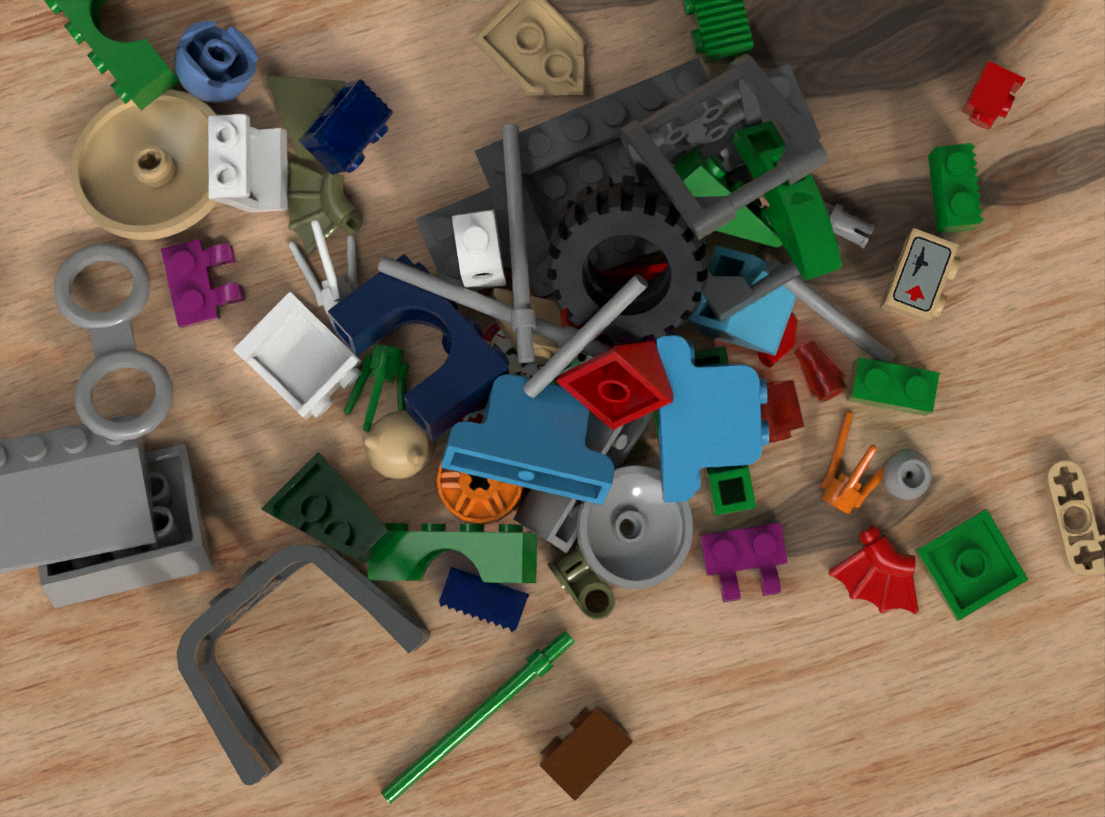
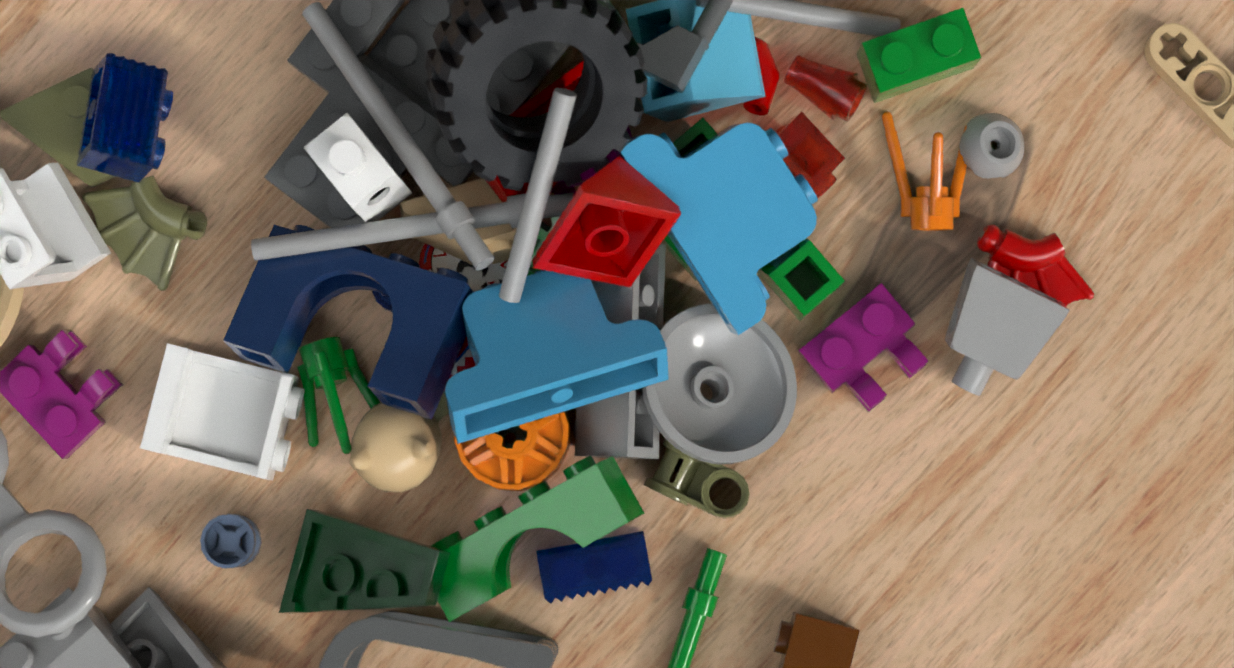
camera: 30 degrees left, 0 degrees up
(252, 439) = (223, 537): none -> sand blue wheel
(334, 287) = (216, 310): white plant -> none
(841, 595) = (998, 325): none -> light grey torso
(971, 565) = (1124, 206): green plate -> none

